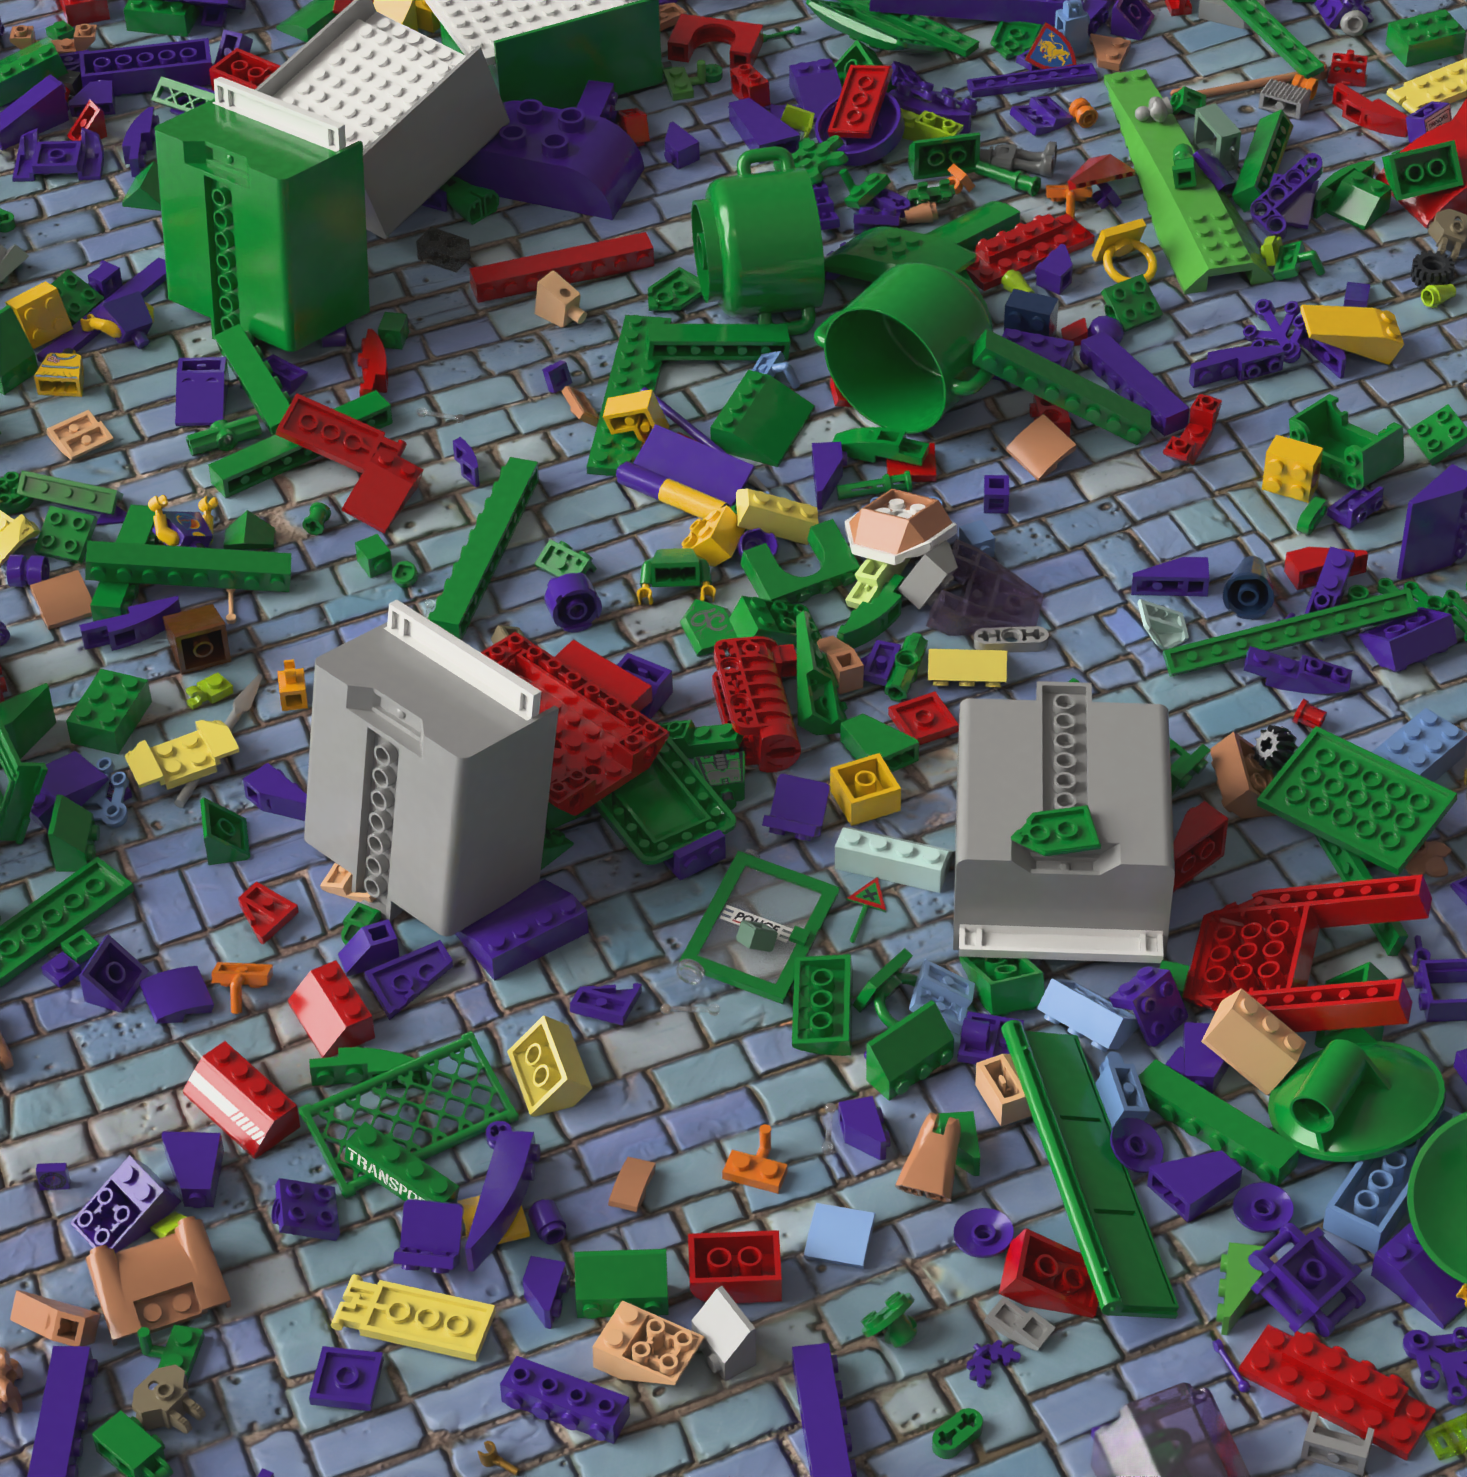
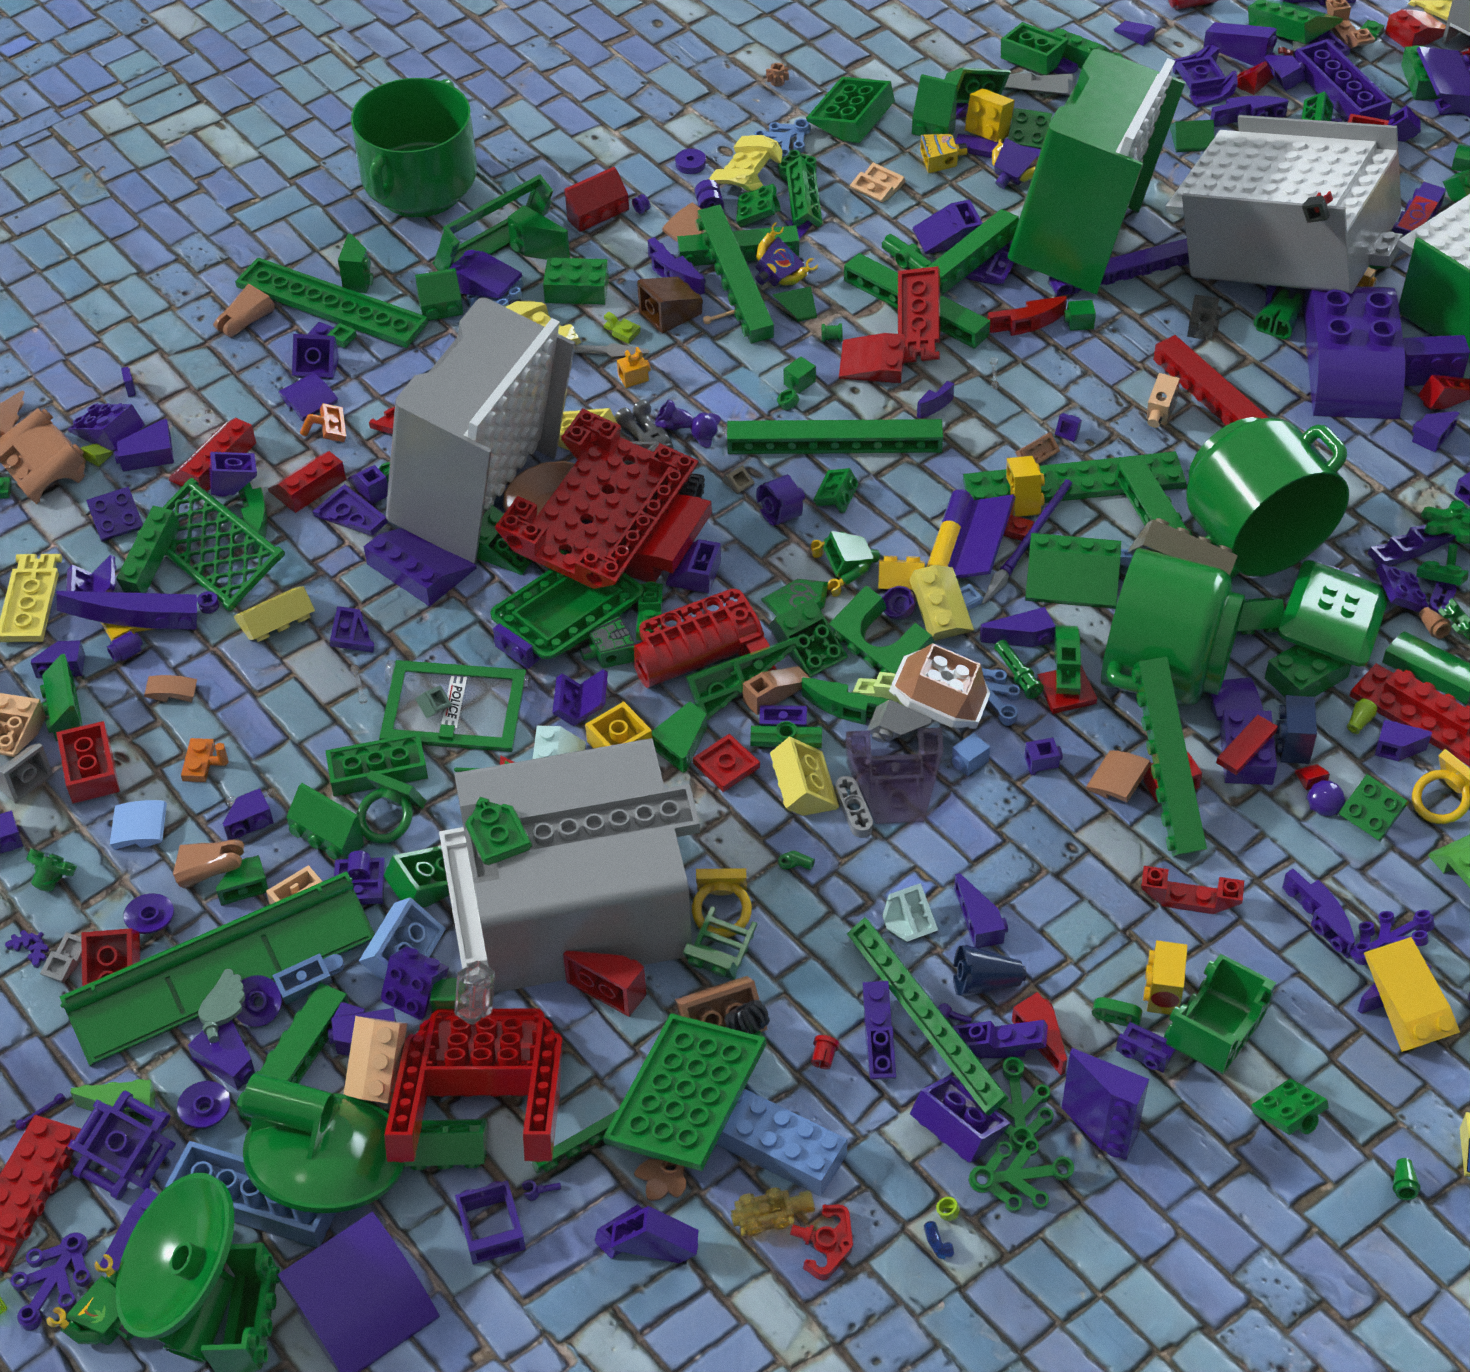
camera: 75 degrees right, 5 degrees up
(311, 1065) = (230, 472): none -> dark purple slope
(466, 64) = (1316, 208): none -> pearl dark grey piece
(802, 317) = (1179, 543): none -> dark tan slope
(947, 990) = (393, 833): light blue slope -> none
(1048, 346) = (1246, 744): none -> red tile
(1134, 382) = (1253, 831): dark purple brick -> none
(1145, 1164) = (221, 1004): none -> sand green animal
(1194, 942) = (474, 992): none -> clear brick

